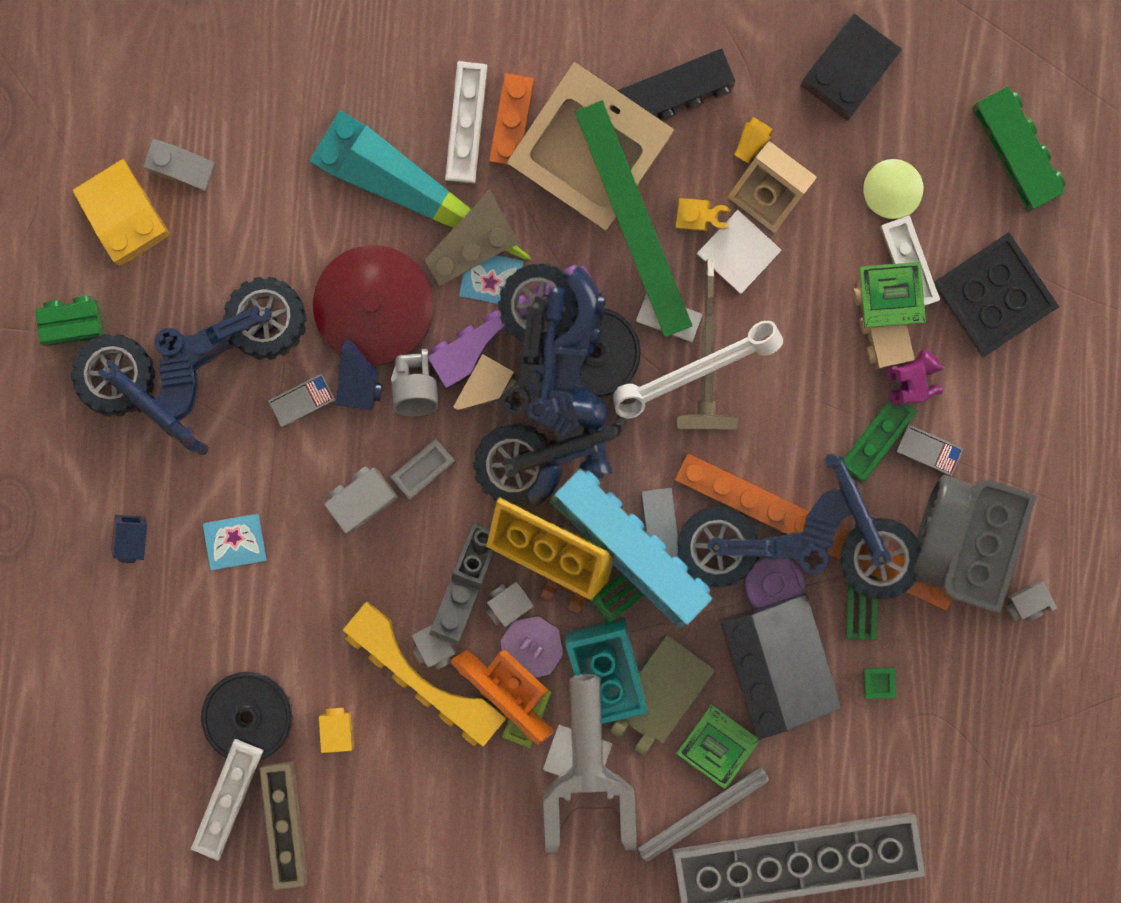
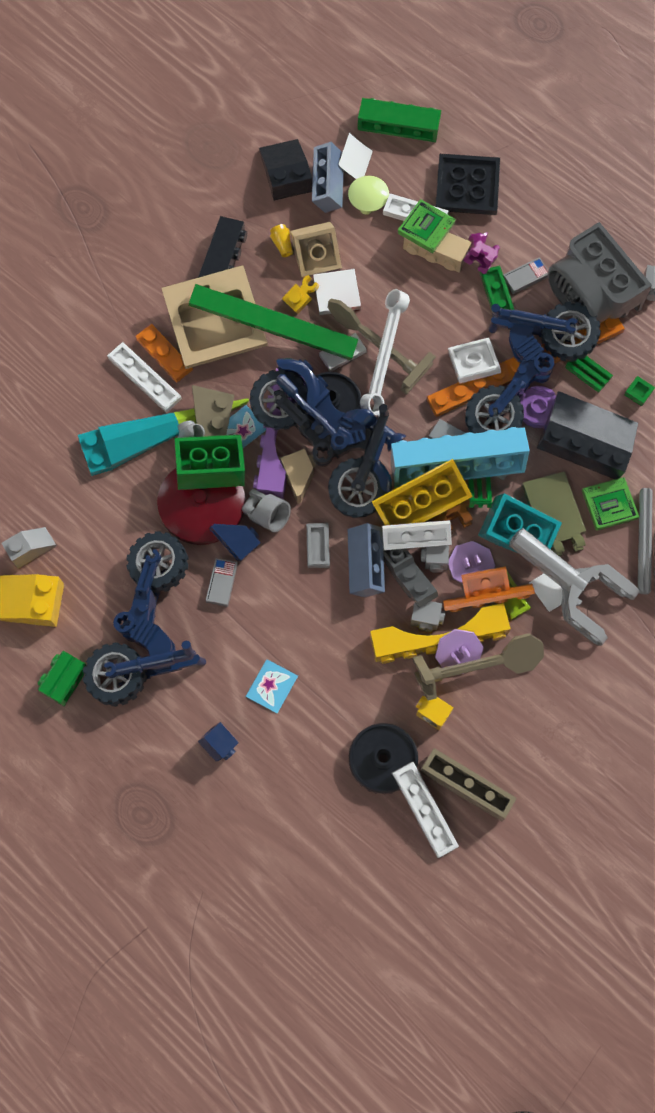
camera: 50 degrees left, 15 degrees down
(360, 500) = (308, 587): light grey brick -> none
(414, 284) = (209, 462): none -> green brick
(418, 710) = (458, 648): none -> lavender piece
(432, 233) = (190, 429): none -> light grey piece
(441, 536) = (366, 560): none -> sand blue brick
(462, 774) = (519, 655): none -> dark tan piece
(505, 571) = (416, 535): none -> white plate
(771, 473) = (474, 360): none -> white tile
(871, 129) = (327, 178): none -> sand blue brick
(926, 138) = (355, 157): none -> white sticker

